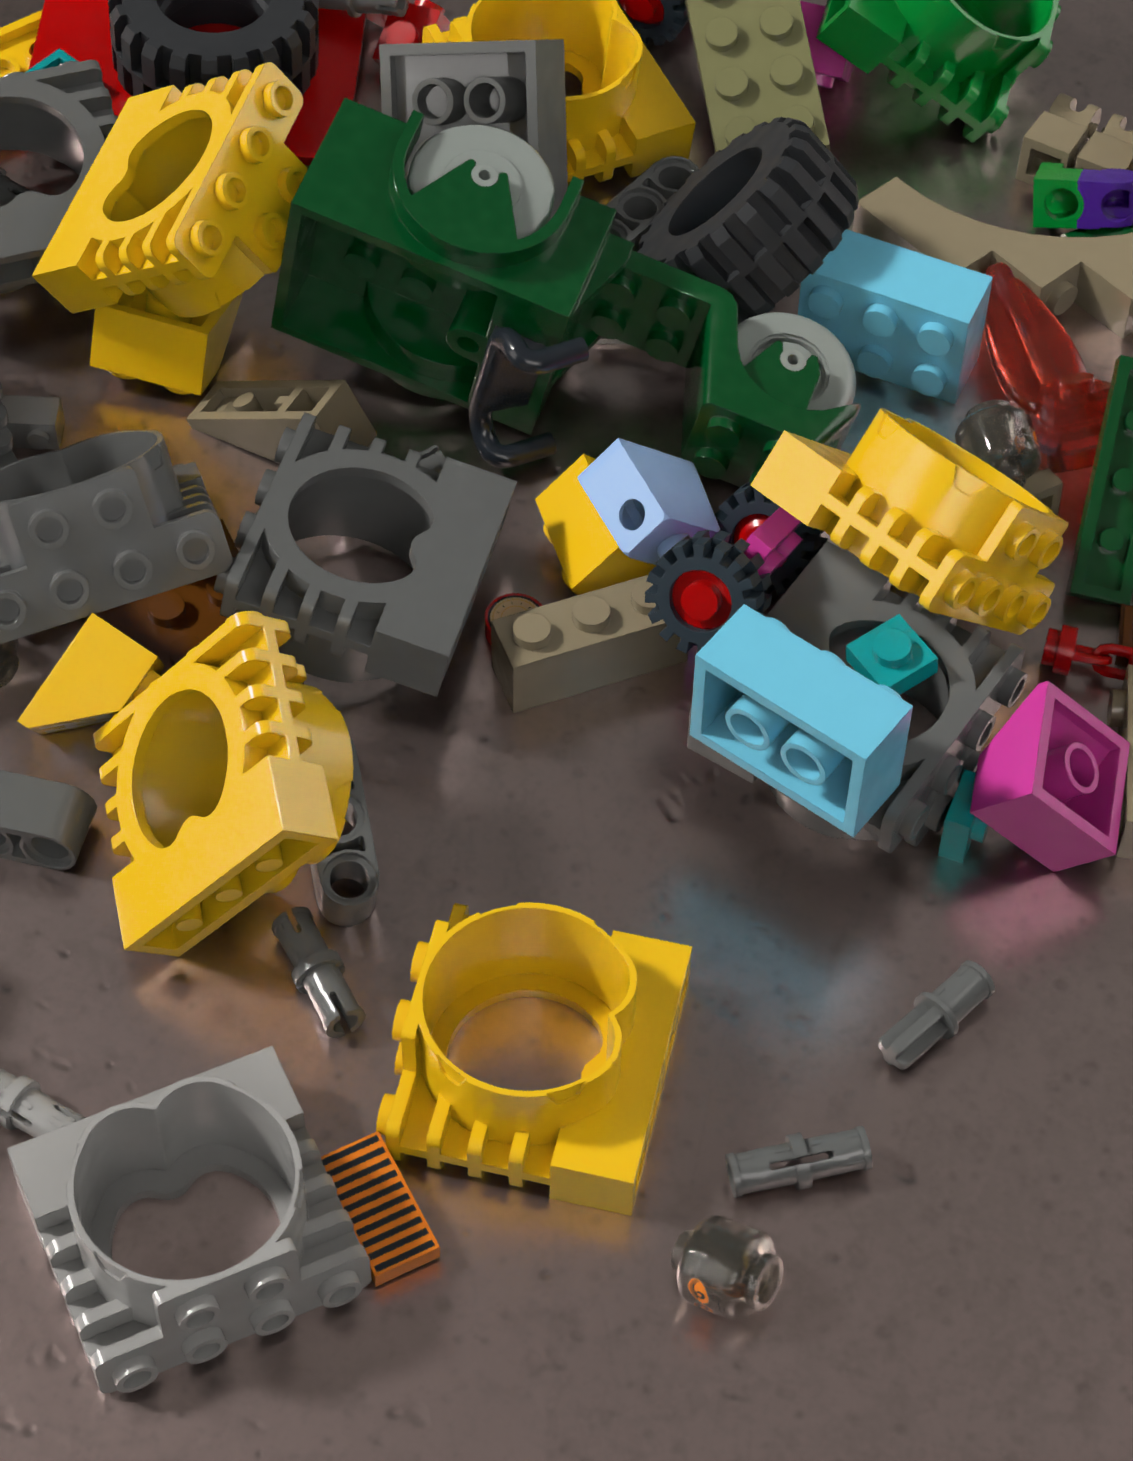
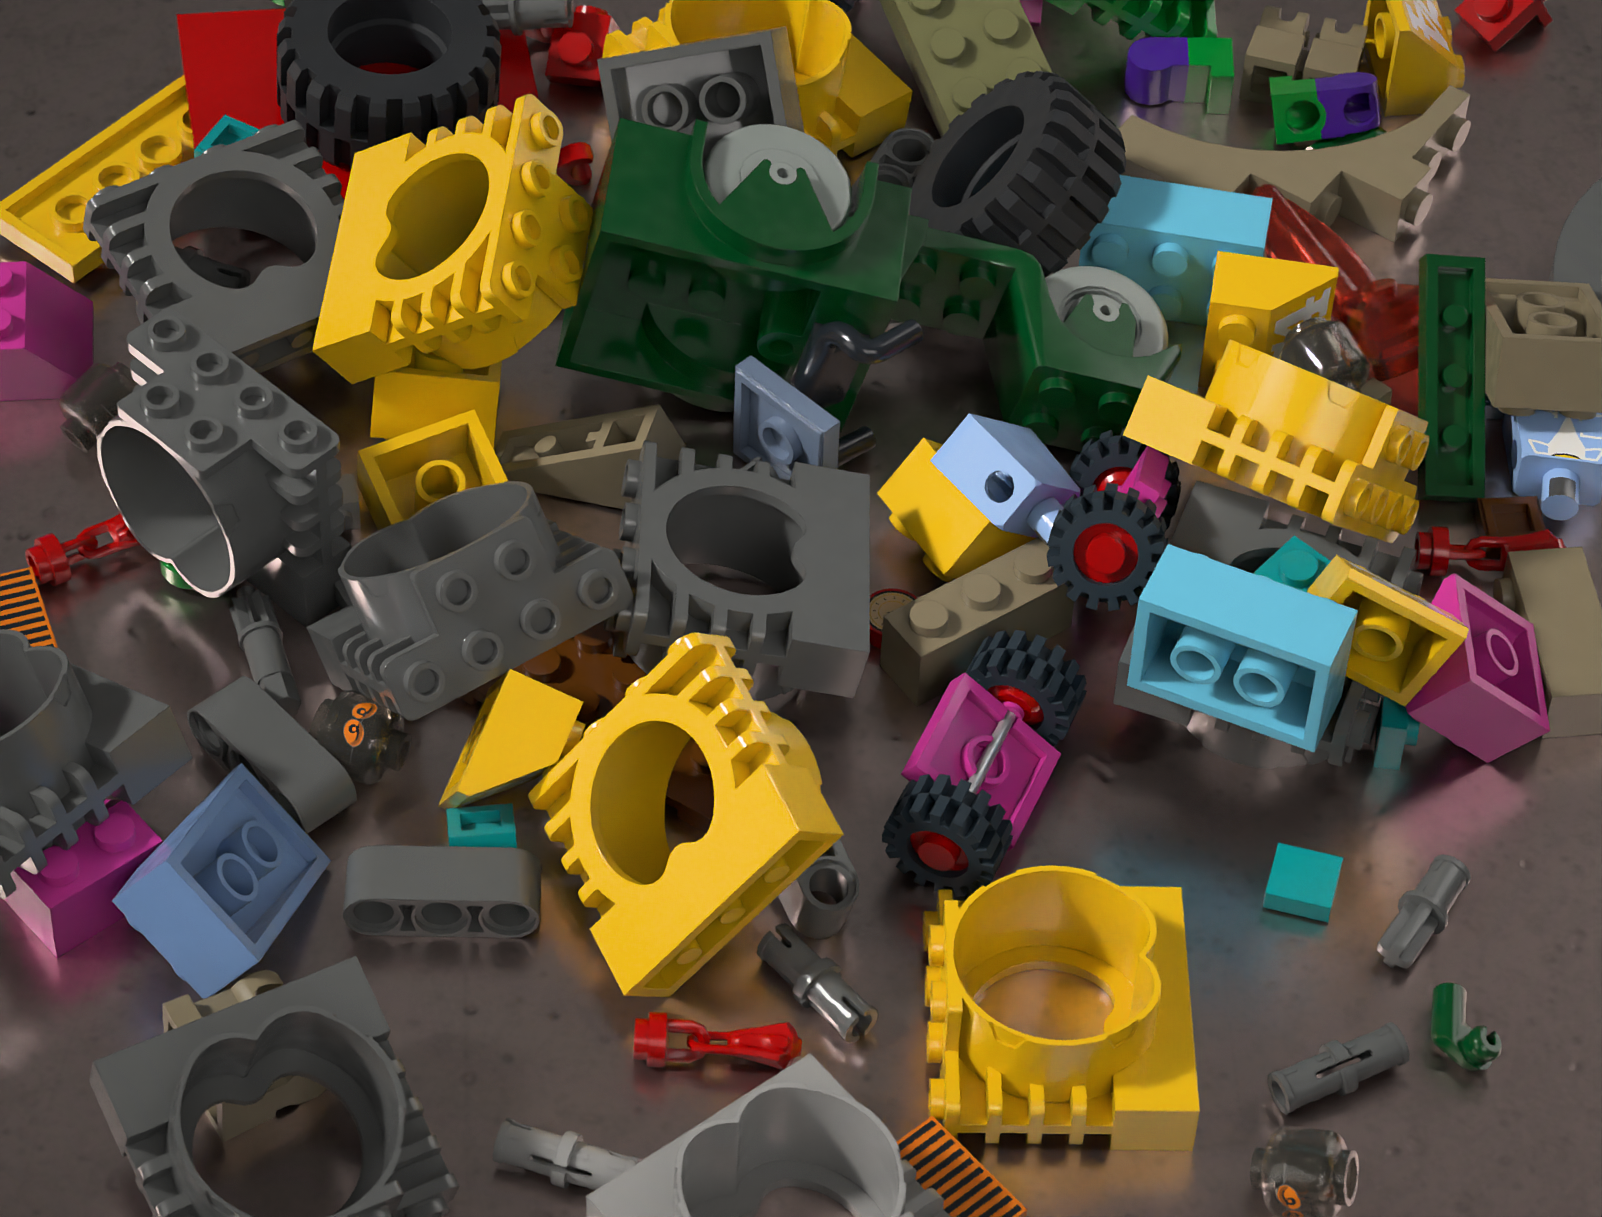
camera: 15 degrees left, 5 degrees down
(54, 758) = (482, 826): none -> teal plate
(126, 398) = (426, 466): none -> yellow slope
(246, 1024) = (768, 1044): none -> red piece
(457, 416) = (780, 422): none -> sand blue tile
(543, 783) = (983, 762): none -> plate
(827, 960) = (1303, 882): none -> teal tile
(929, 1151) = (1453, 1036): none -> dark green arm
(954, 371) = (1260, 302): none -> yellow slope
(956, 729) = (1396, 634): none -> yellow slope
(963, 143) = (1181, 71): none -> leg

